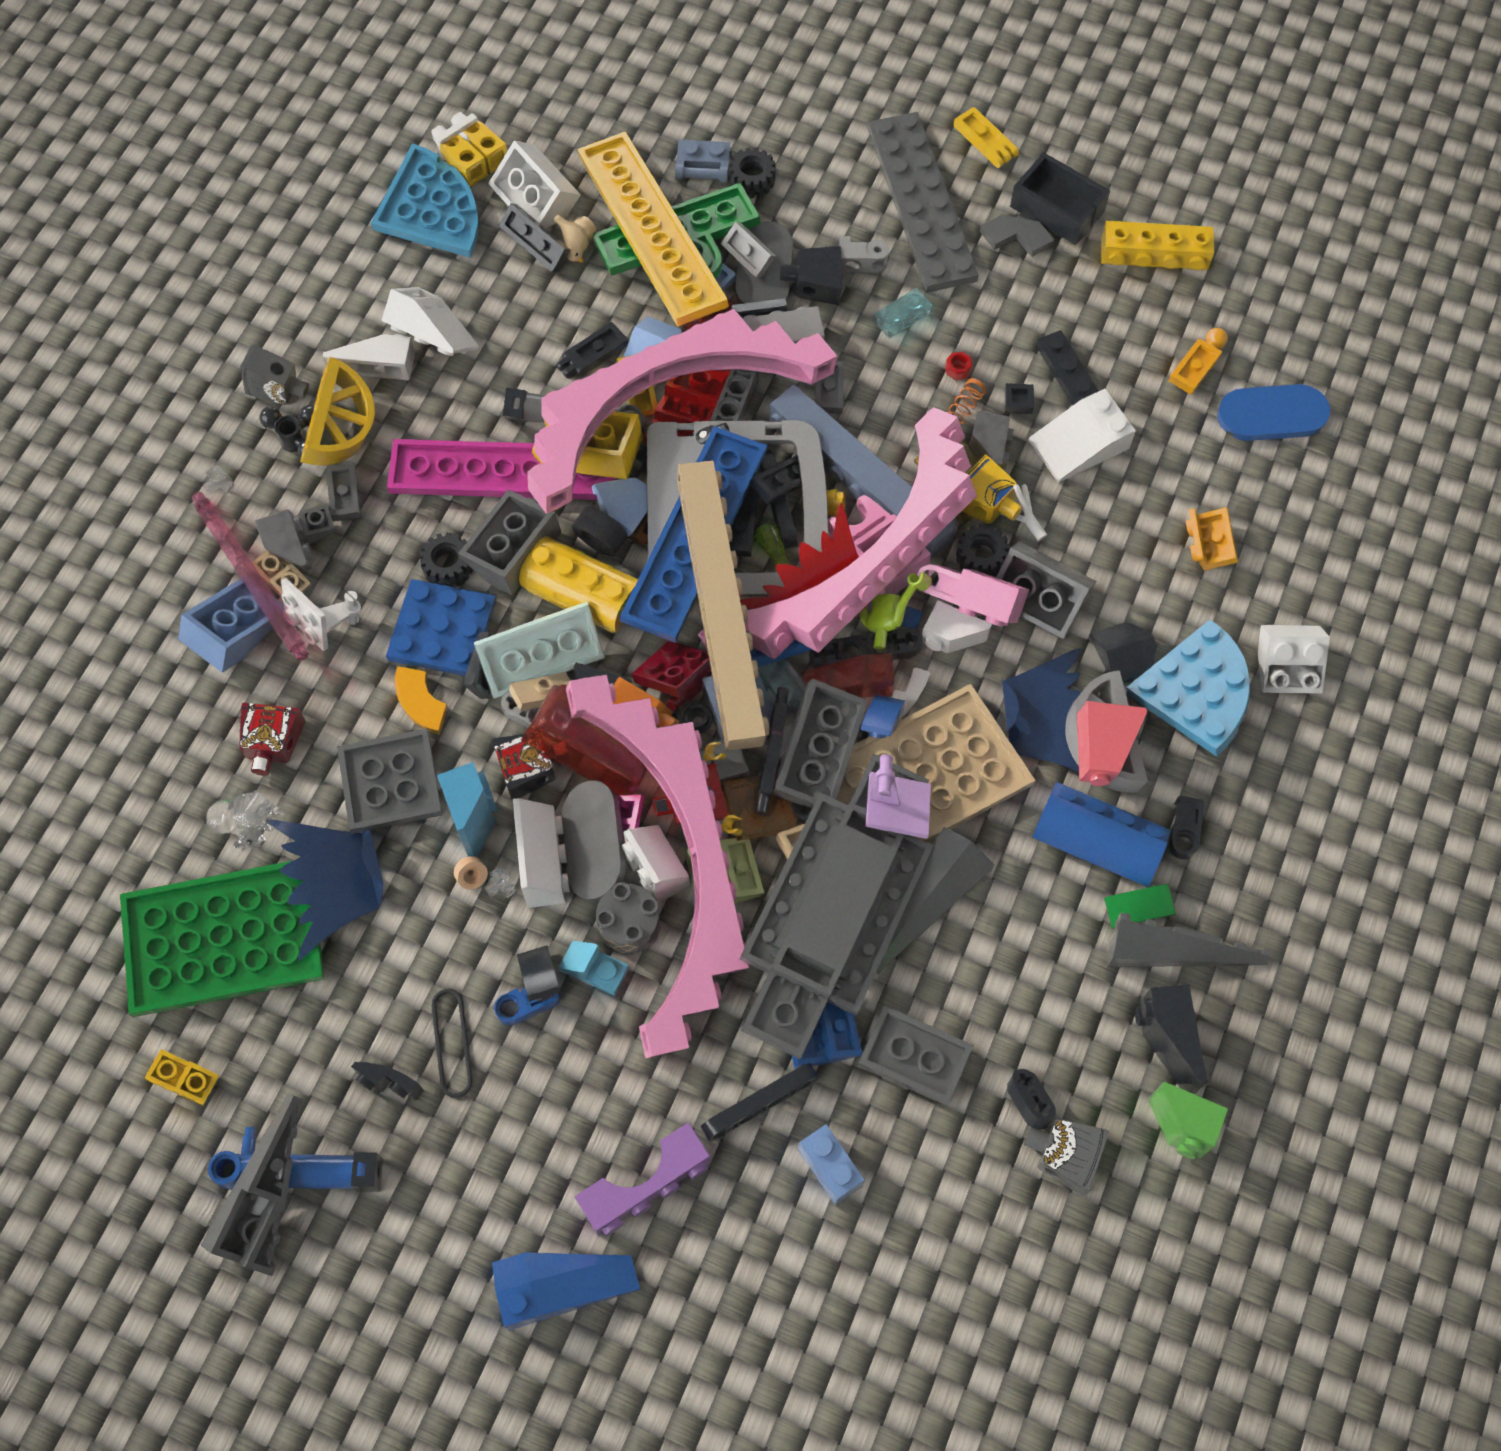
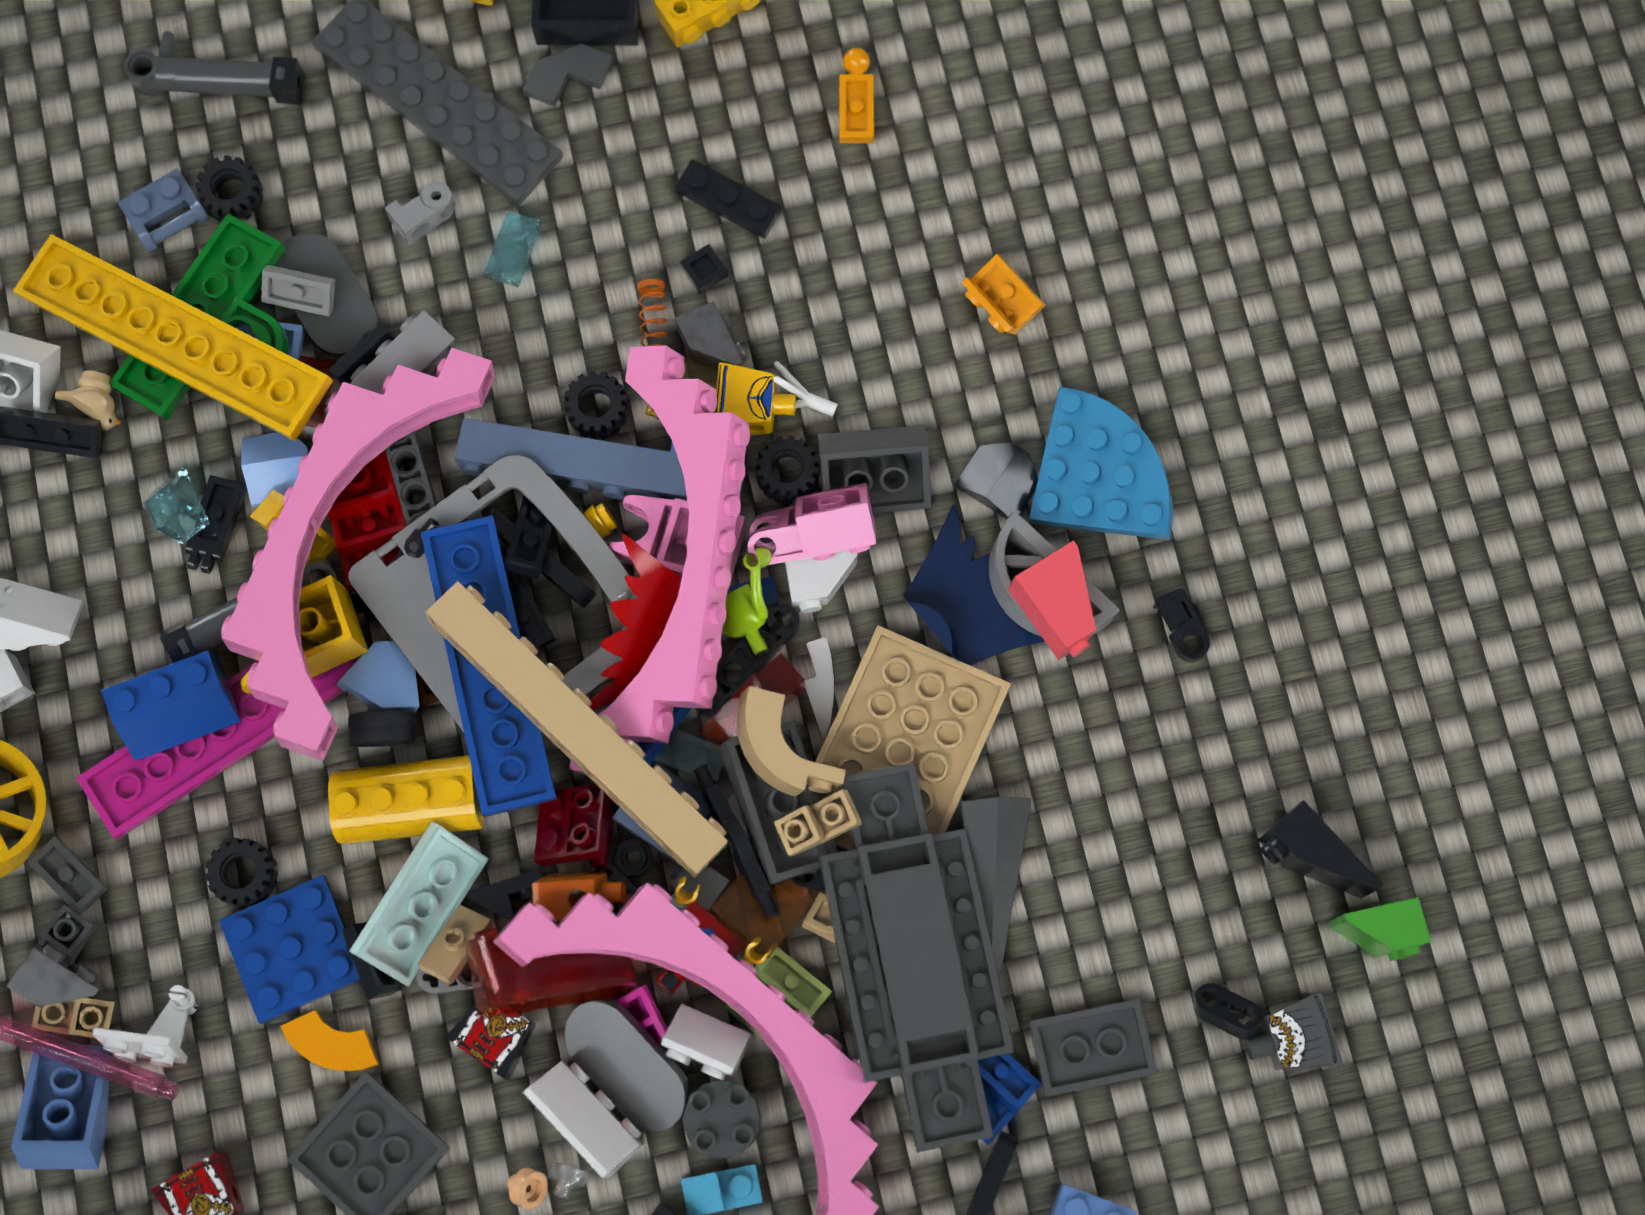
camera: 35 degrees left, 10 degrees up
(470, 805) = (481, 1131): dark azure slope -> none
(483, 430) = (172, 705): none -> blue slope
(507, 539) = (292, 808): dark grey slope -> none
(576, 324) = (176, 508): none -> clear light blue slope
(757, 83) = (277, 80): none -> dark grey piece
(770, 541) = (567, 611): clear neon green cone -> none
(816, 274) = (390, 268): black torso -> none
(829, 771) = (818, 823): none -> tan slope
(830, 391) = (505, 397): dark grey plate -> none
(835, 707) = (769, 754): none -> tan arch
(882, 716) = (817, 723): blue slope -> none
(886, 420) = (593, 385): none -> black tyre
(897, 802) = (906, 815): lavender plate -> none
(958, 365) = (615, 272): red tile -> none
(1083, 436) = (798, 269): white slope -> none
(1102, 834) = (1110, 692): blue brick -> none
(1141, 904) = (1195, 741): green slope -> none
(1162, 946) = (1237, 772): dark grey wedge -> none
(1273, 412) = (967, 107): blue tile -> none
(1292, 658) = (1165, 374): white slope -> none

